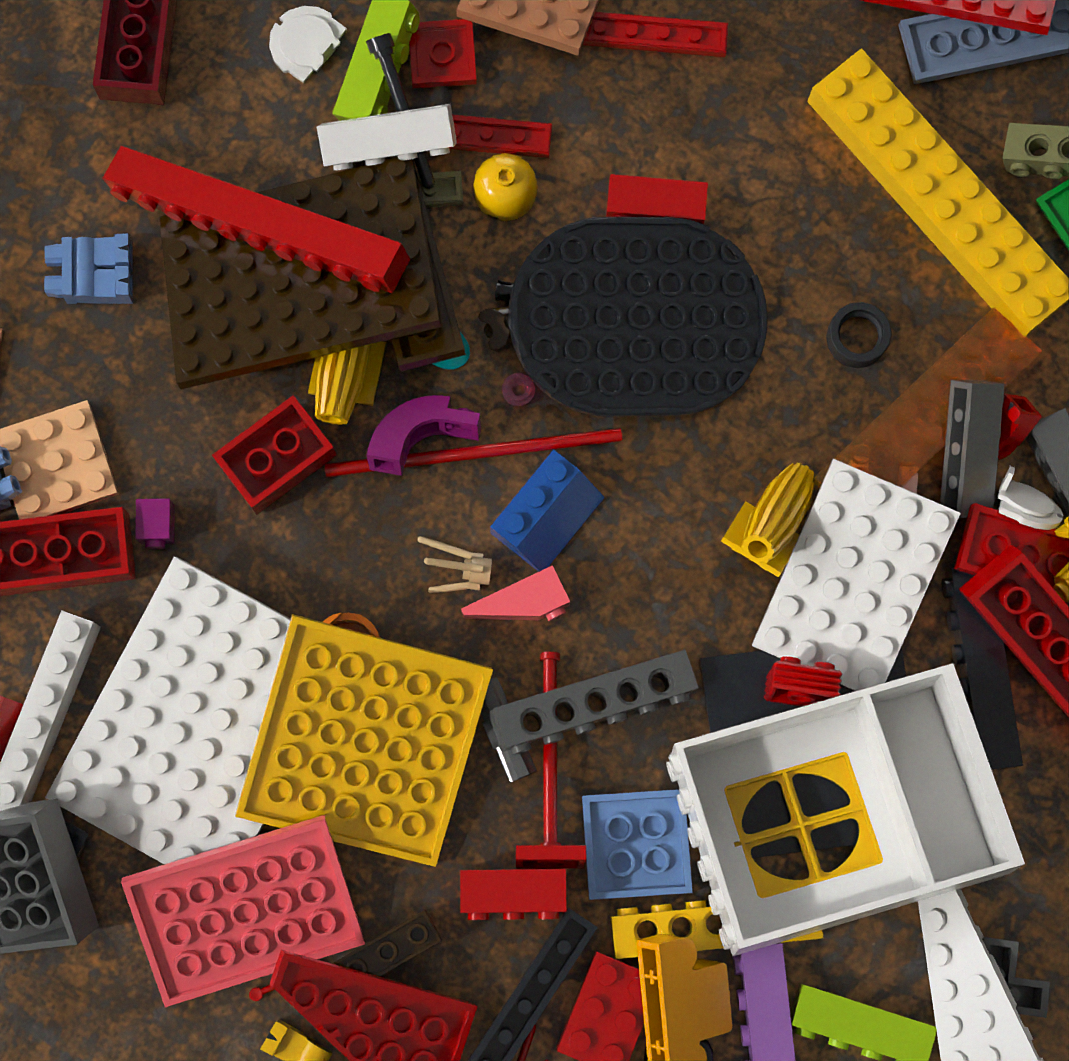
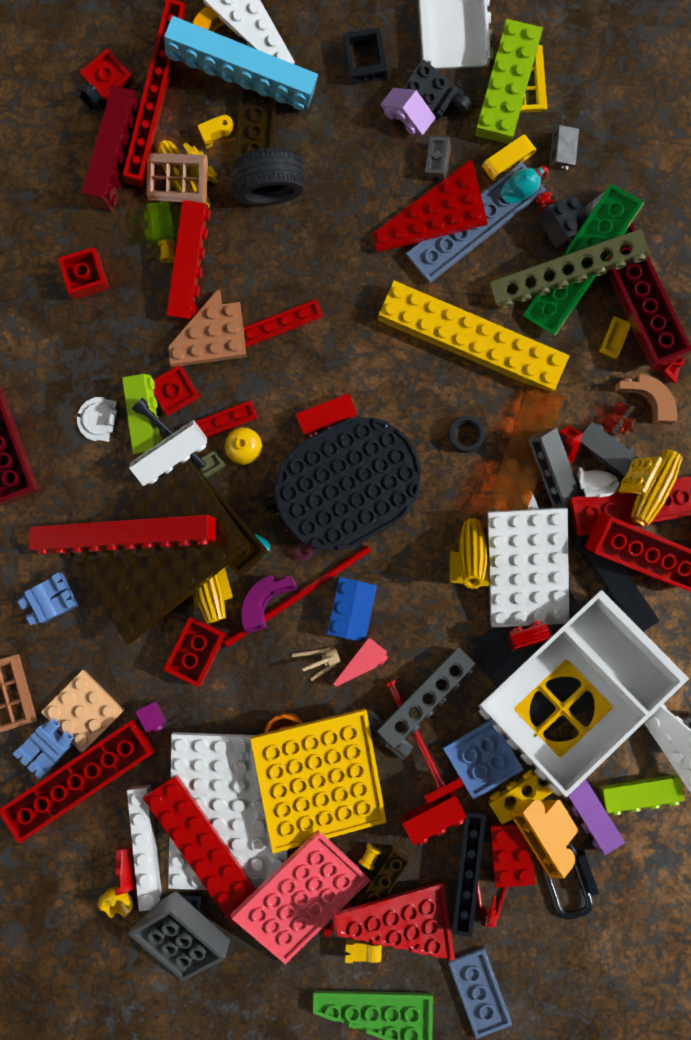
camera: 20 degrees left, 5 degrees up
(130, 750) = (200, 845): none -> red plate
(383, 907) = (370, 856): none -> yellow bush

